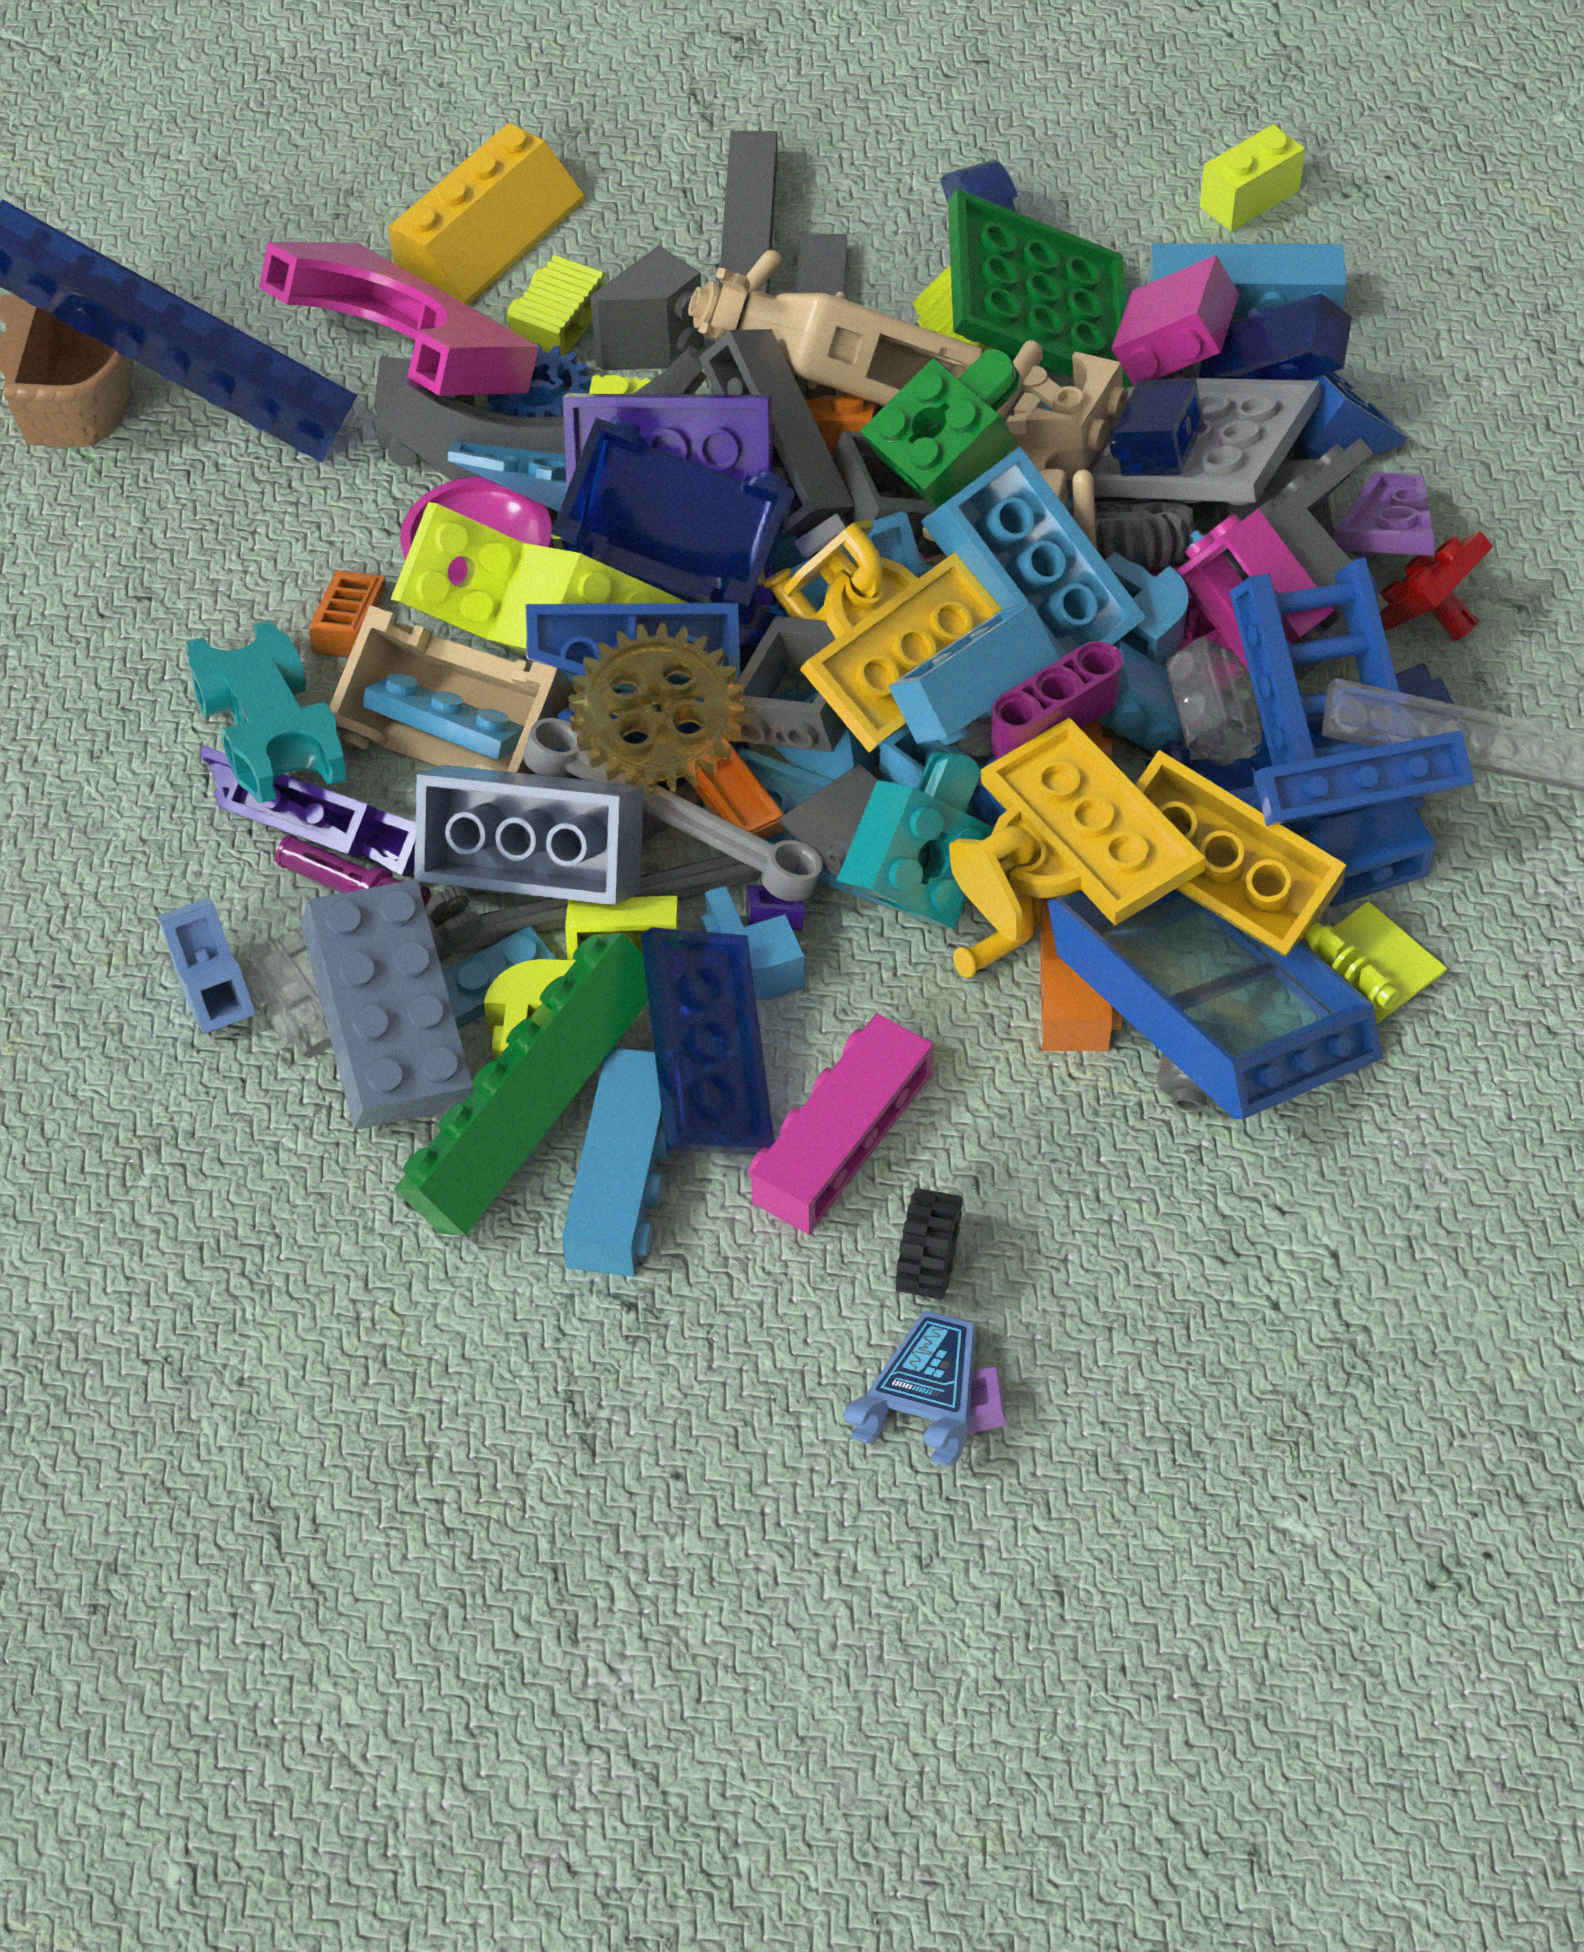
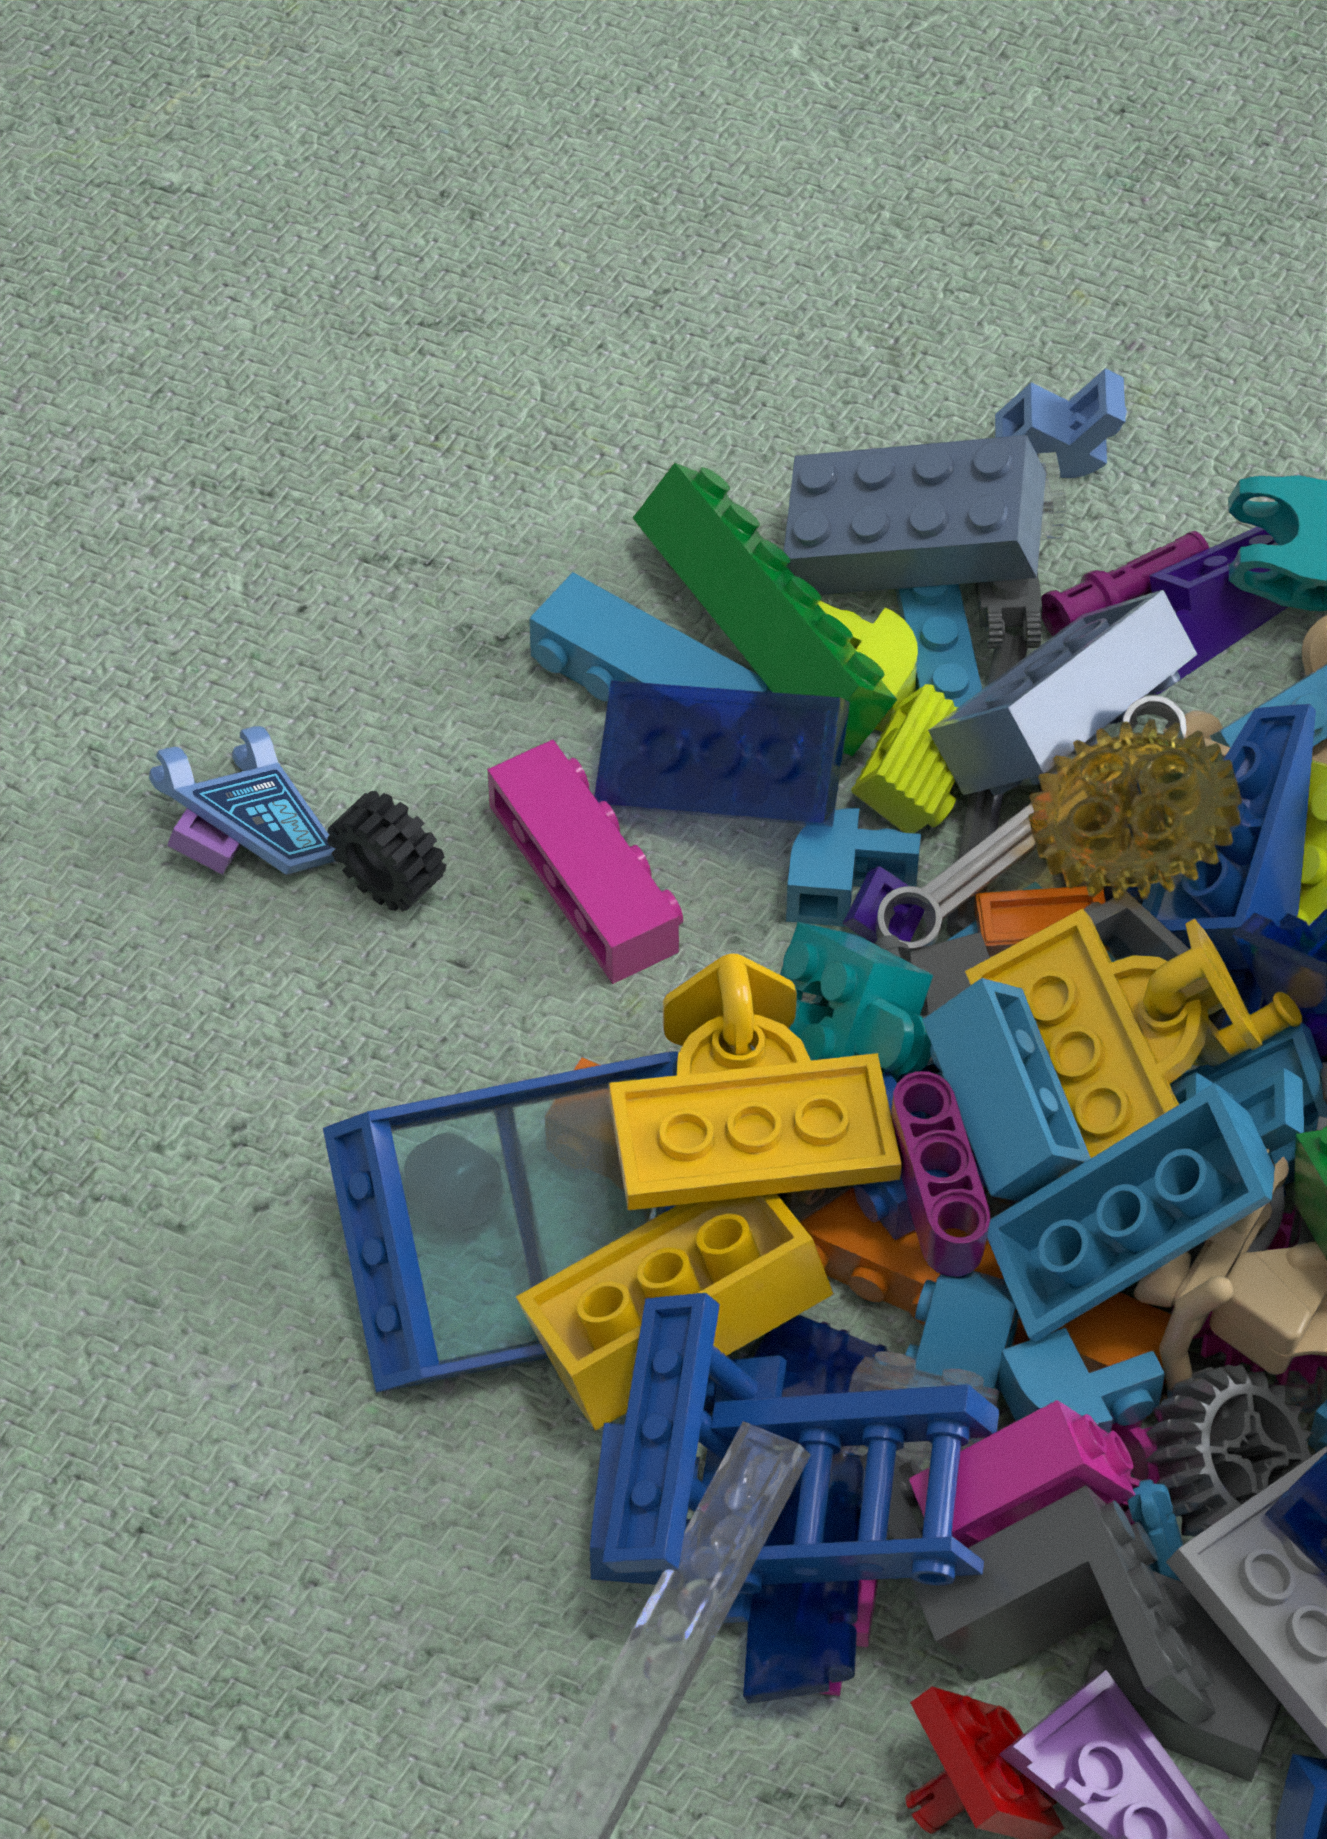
camera: 115 degrees right, 0 degrees up
(1375, 958) = (497, 1435): neon yellow hinge -> none

